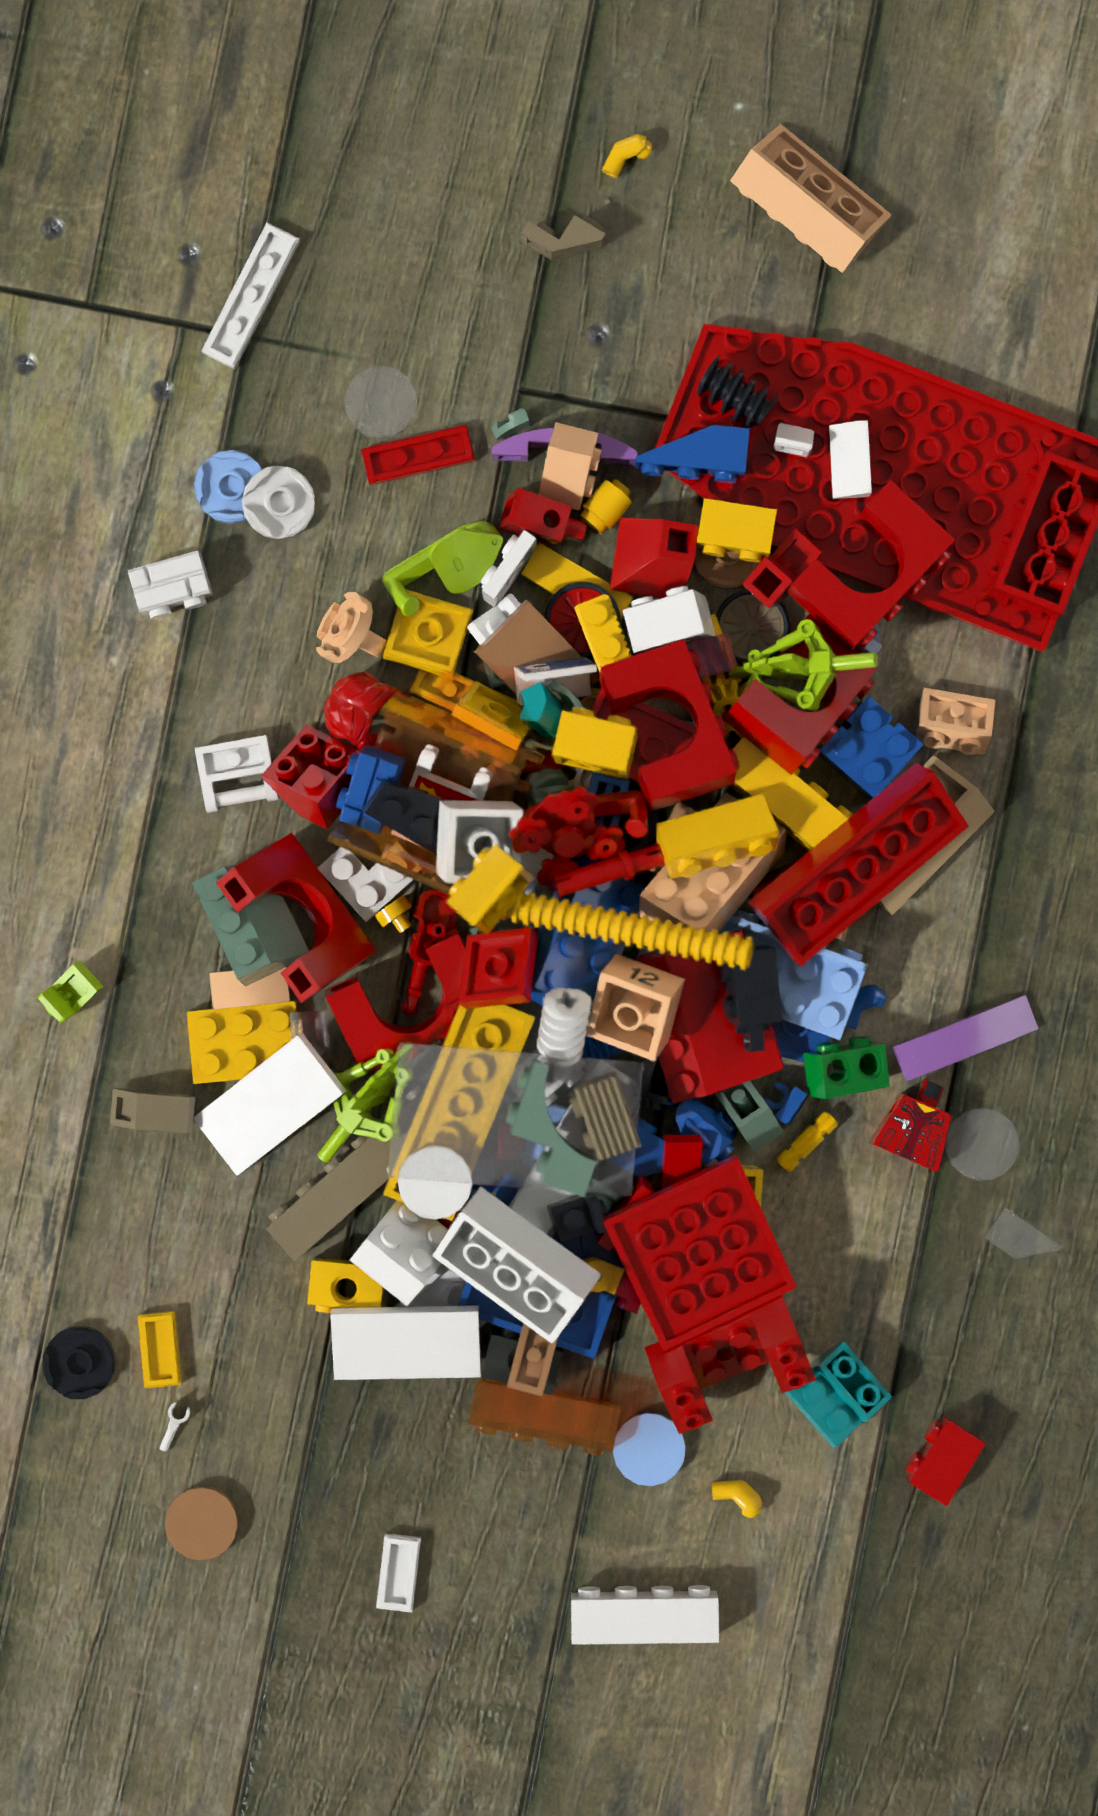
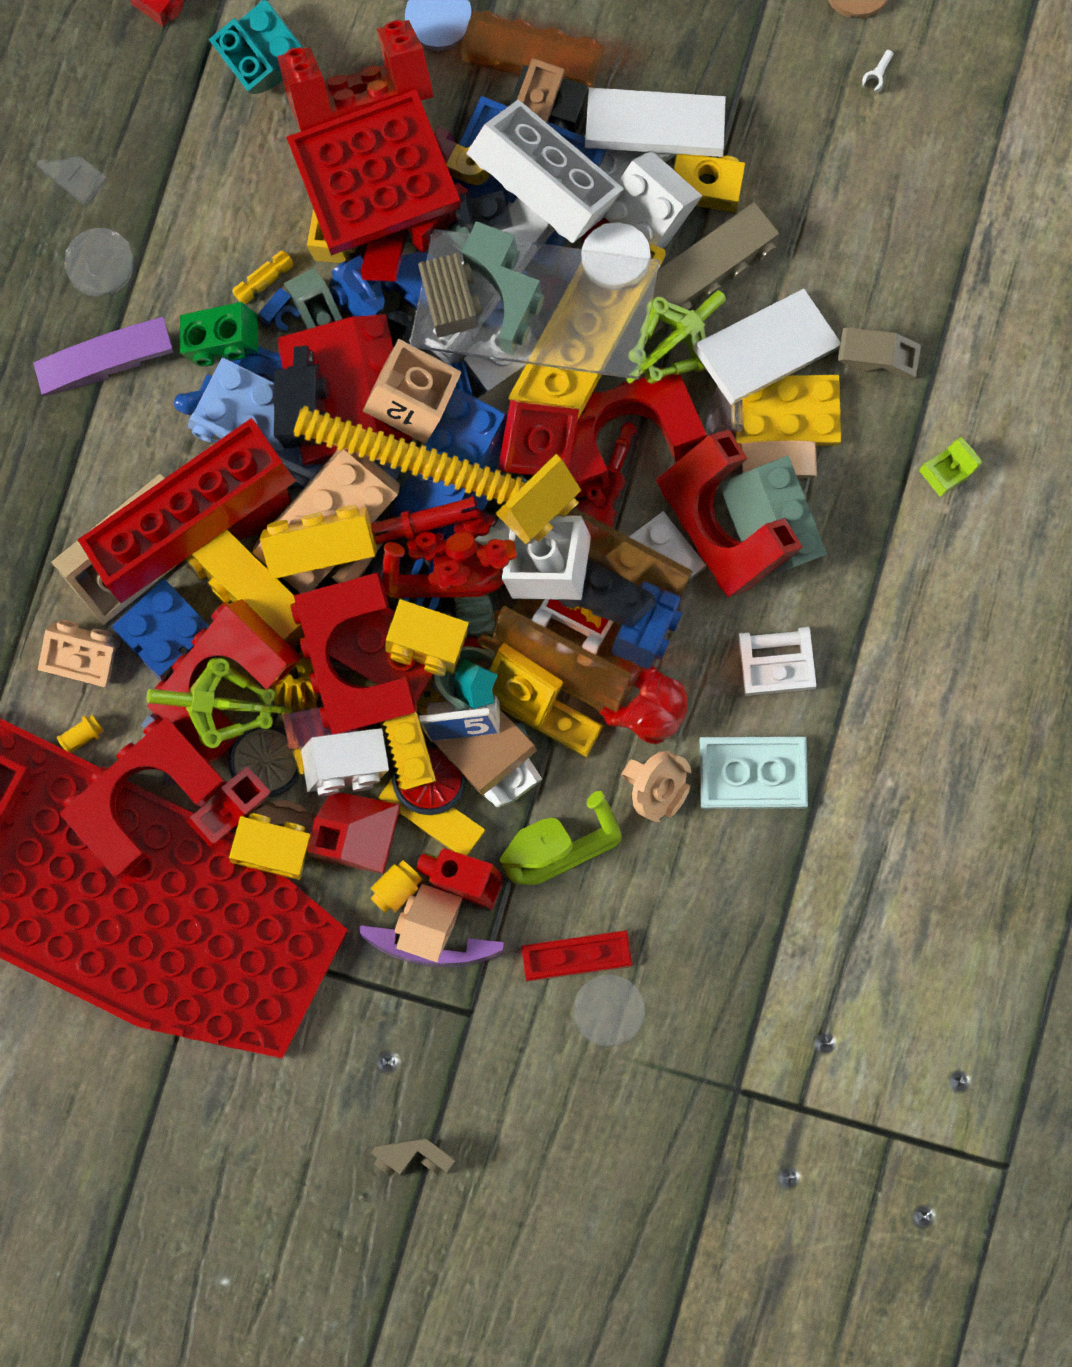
camera: 175 degrees left, 10 degrees down
(79, 1362) = (963, 135): black tile -> none
(159, 1349) = (887, 140): yellow tile -> none
(170, 584) = (828, 846): white brick -> none
(222, 484) = (763, 940): light blue tile -> none
(250, 295) = (730, 1129): white tile -> none
(253, 657) = (753, 773): none -> light aqua tile
(278, 502) = (717, 918): white tile -> none
(311, 775) = (702, 651): red slope -> none
(395, 914) = (634, 515): yellow tile -> none
(430, 637) = (576, 773): yellow tile -> none
(516, 555) = (505, 819): white plate -> none
(517, 421) = (482, 976): sand green tile -> none
(563, 1026) = (480, 377): white piece -> none
(624, 149) = (342, 1244): yellow arm -> none
(711, 451) = (292, 925): blue slope -> none
(736, 394) = (255, 978): black piece -> none
(793, 440) = (204, 932): white slope -> none
(810, 197) = (162, 1176): light nougat slope -> none
(850, 460) = (152, 907): white slope -> none
(915, 1127) = (160, 279): red torso -> none
(943, 637) = (80, 734): none -> yellow pin

